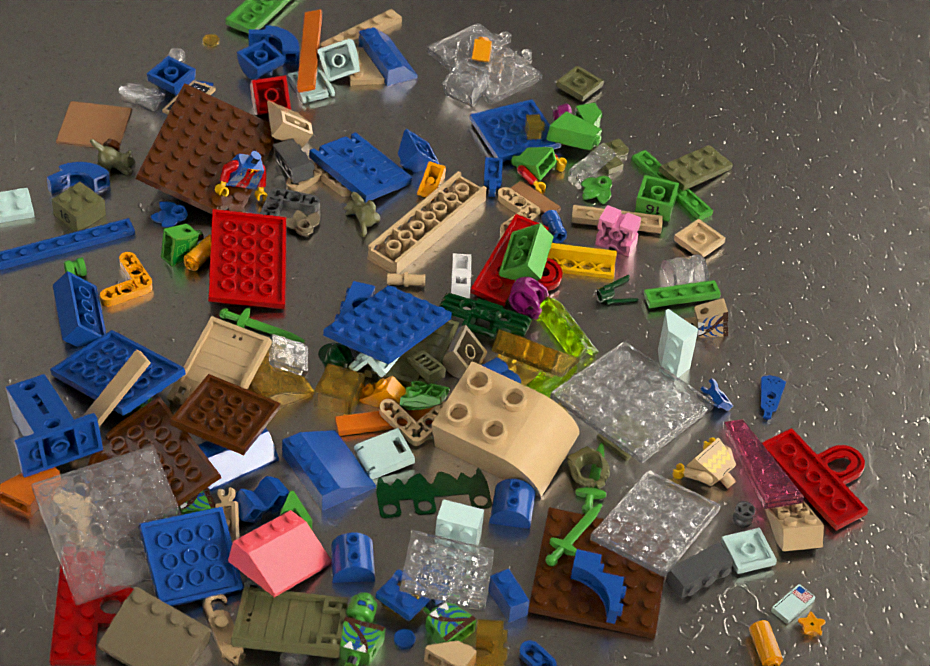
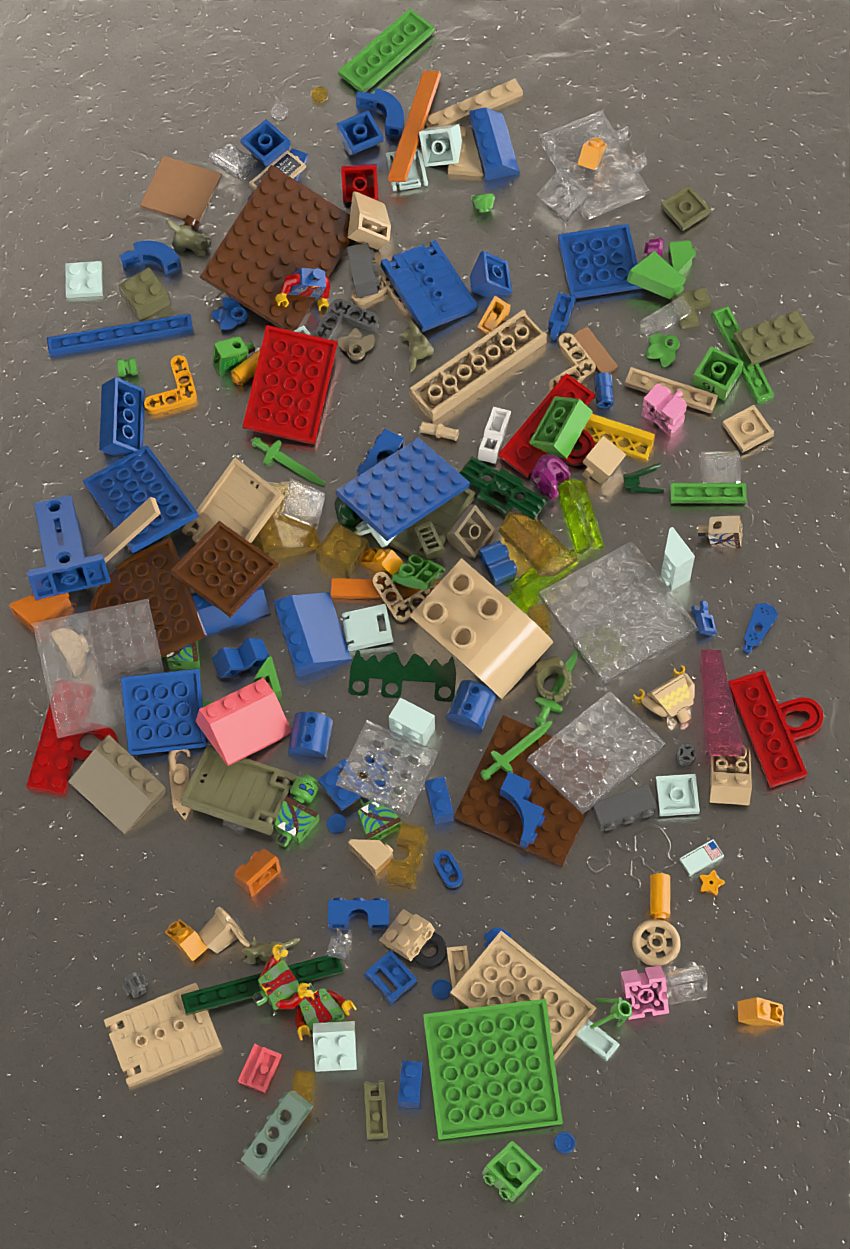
camera: 20 degrees right, 20 degrees up
(231, 512) = (208, 672): tan plate -> none
(392, 98) = (483, 201): none -> bright green cone
(534, 126) = (617, 264): clear yellow plate -> none
(536, 163) = (606, 309): bright green torso -> none
(574, 278) = (602, 460): none -> tan plate

